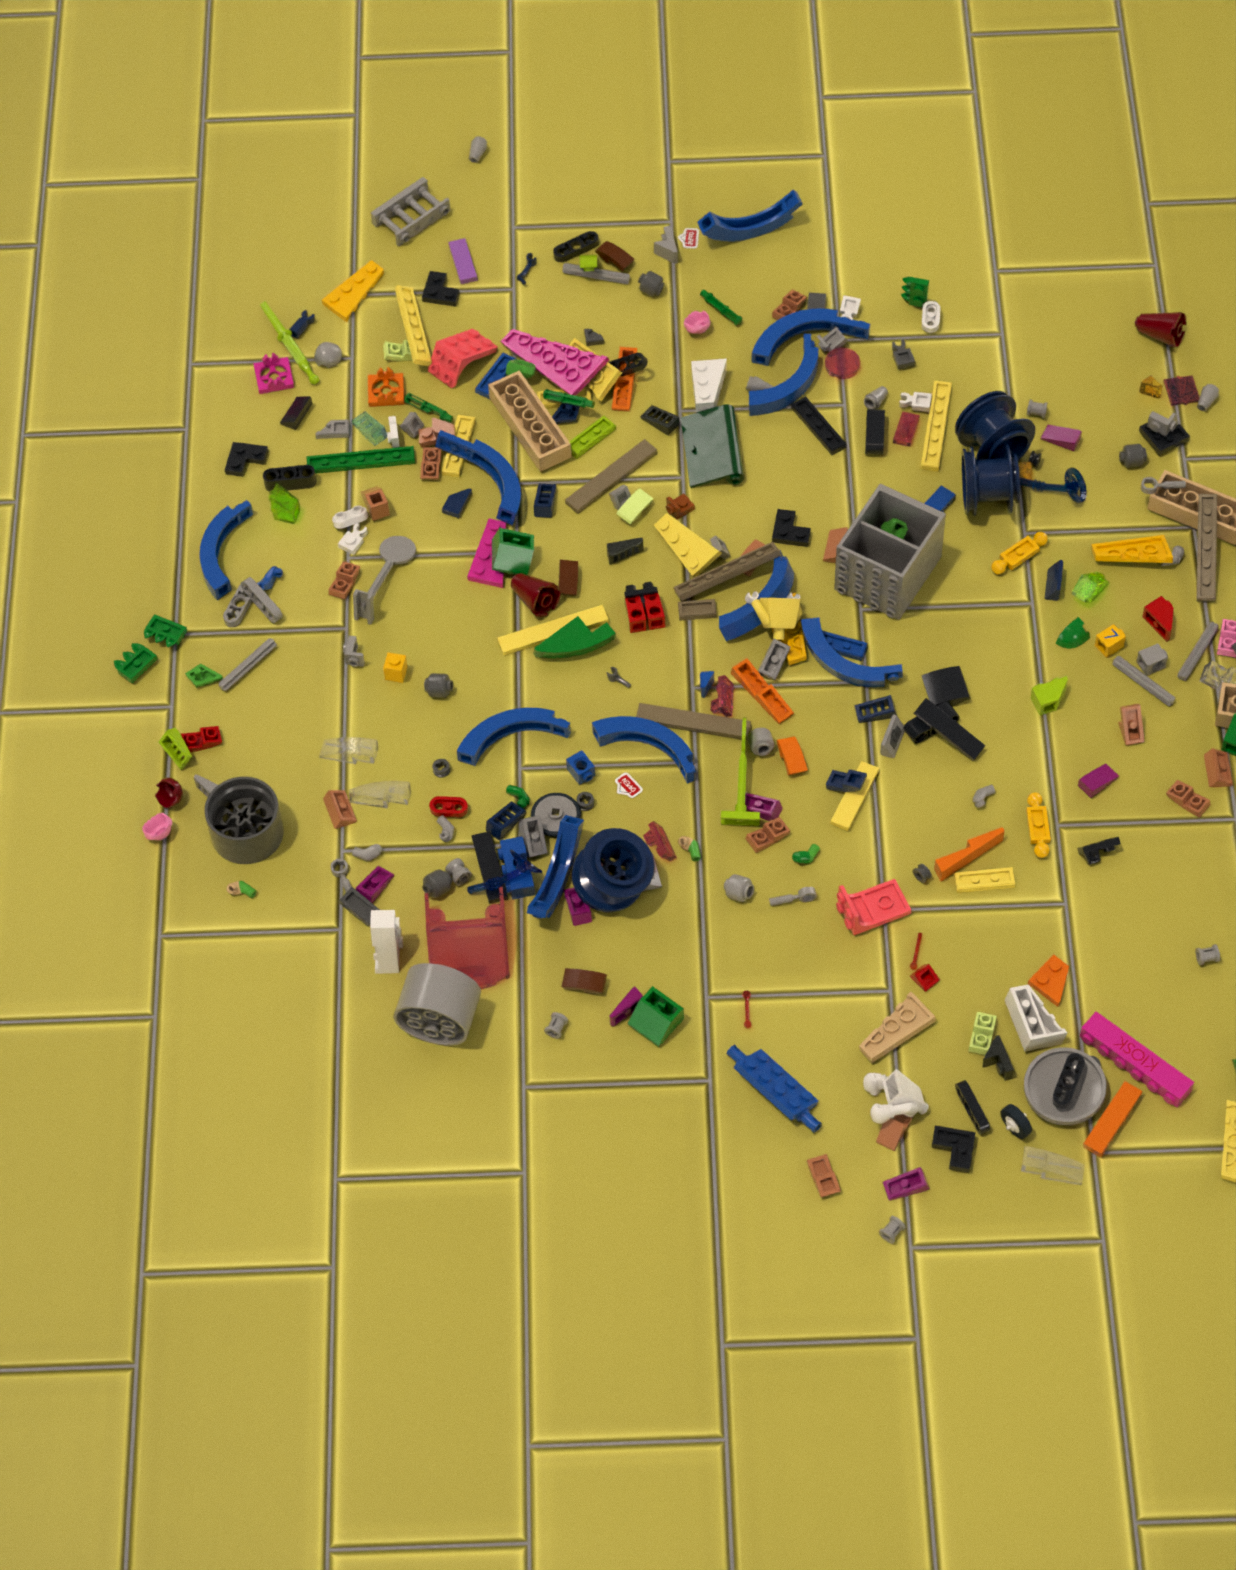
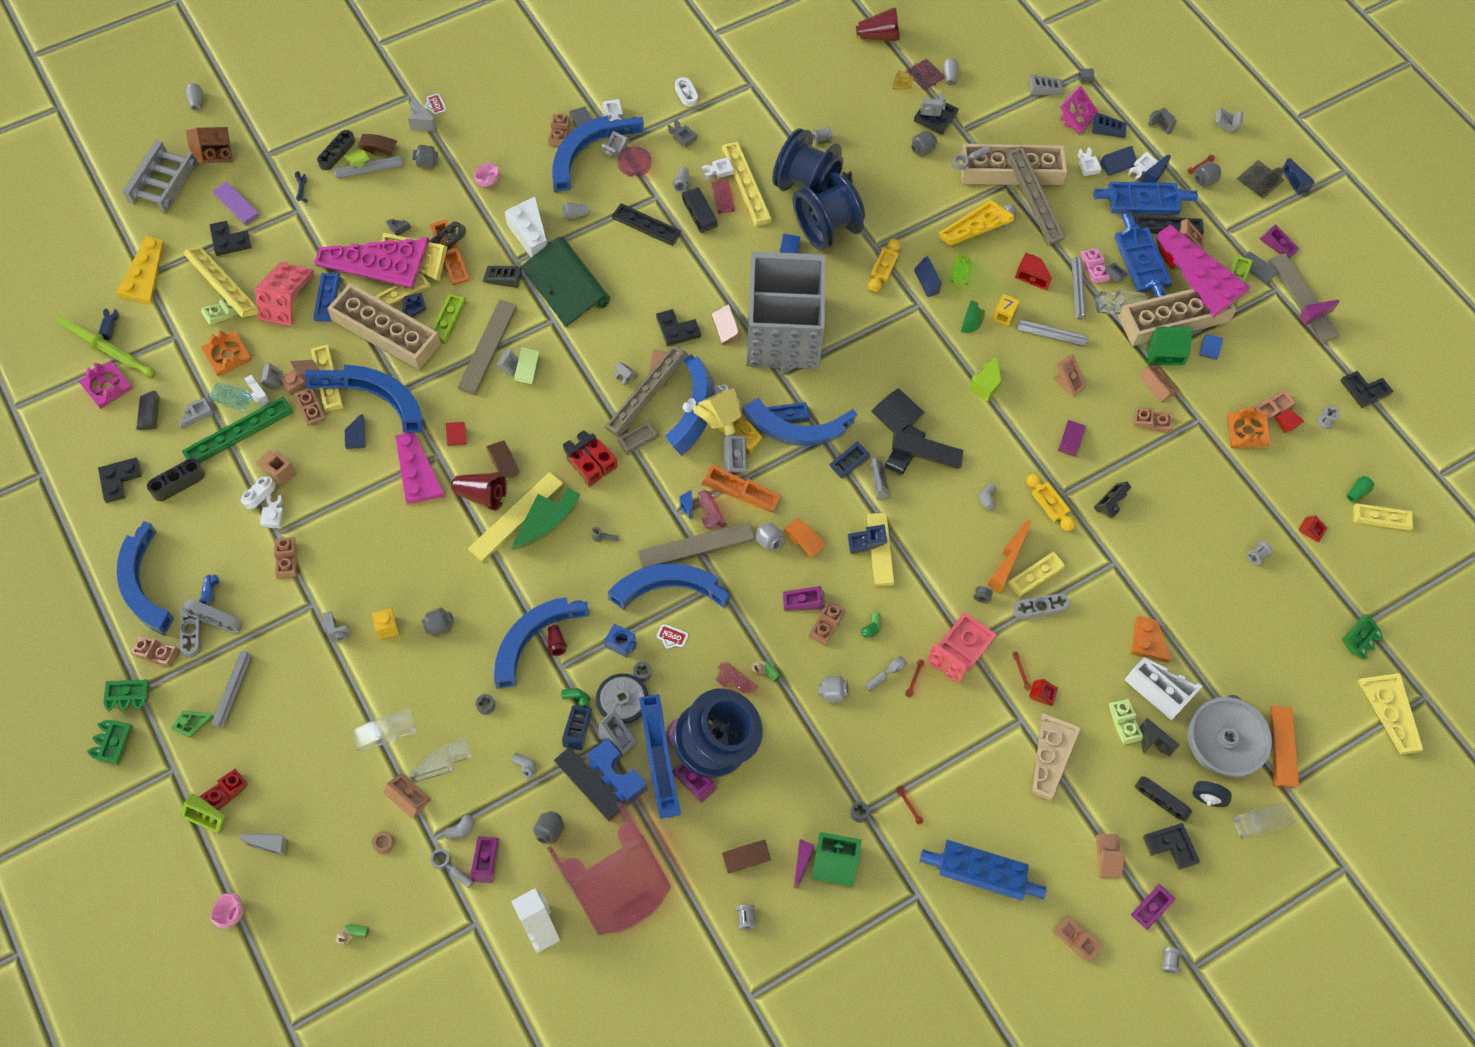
camera: 35 degrees left, 5 degrees up
(169, 792) = (220, 867): dark red hair -> none
(203, 608) = (154, 651): none -> nougat slope
(233, 841) = (300, 835): dark grey wheel -> none
(284, 505) = (185, 509): clear neon green slope -> none
(301, 835) = (383, 842): none -> medium nougat tile
(328, 354) = (150, 342): light grey hair -> none
(358, 905) = (484, 890): dark grey tile -> none
(393, 551) = (322, 506): light grey piece -> none
(428, 407) = (278, 353): green piece -> none
(437, 1004) = (628, 963): light grey wheel -> none
(449, 806) = (514, 739): red plate -> none
(458, 871) = (563, 804): light grey wheel -> none
(466, 199) = (210, 144): none -> dark orange slope
(494, 883) = (628, 770): clear blue dish -> none
(512, 551) = (438, 458): green slope -> none
(526, 368) = (343, 279): bright green rock -> none
(526, 745) = (556, 641): none -> dark red cone
(542, 538) = (456, 433): none -> red slope
(544, 501) = (439, 403): dark blue slope -> none
(568, 399) = (409, 291): green piece -> none
(623, 549) = (539, 410): pearl dark grey slope -> none
(679, 506) = (566, 348): dark orange bracket -> none
(689, 547) = (598, 382): light yellow wing -> none
(703, 999) = (854, 815): none -> dark grey bush
(724, 309) = (503, 154): green piece -> none
(740, 816) = (793, 616): lime piece -> none
(750, 226) = (488, 70): blue arch -> none
(786, 393) = (599, 211): blue arch -> none
(805, 922) = (909, 692): none -> clear red hinge
(895, 527) = (778, 285): bright green rock -> none
(901, 1095) = (1102, 820): white torso -> none
(915, 291) = (664, 73): green plate -> none
(982, 916) = (1047, 600): none -> light grey beam
(1062, 436) = (858, 150): magenta slope -> none
(1066, 1072) = (1224, 719): black beam -> none
(1070, 487) = (892, 190): dish -> none
(1136, 1059) = (1267, 680): dark pink brick -> none
(1152, 659) = (1049, 311): light grey brick -> none

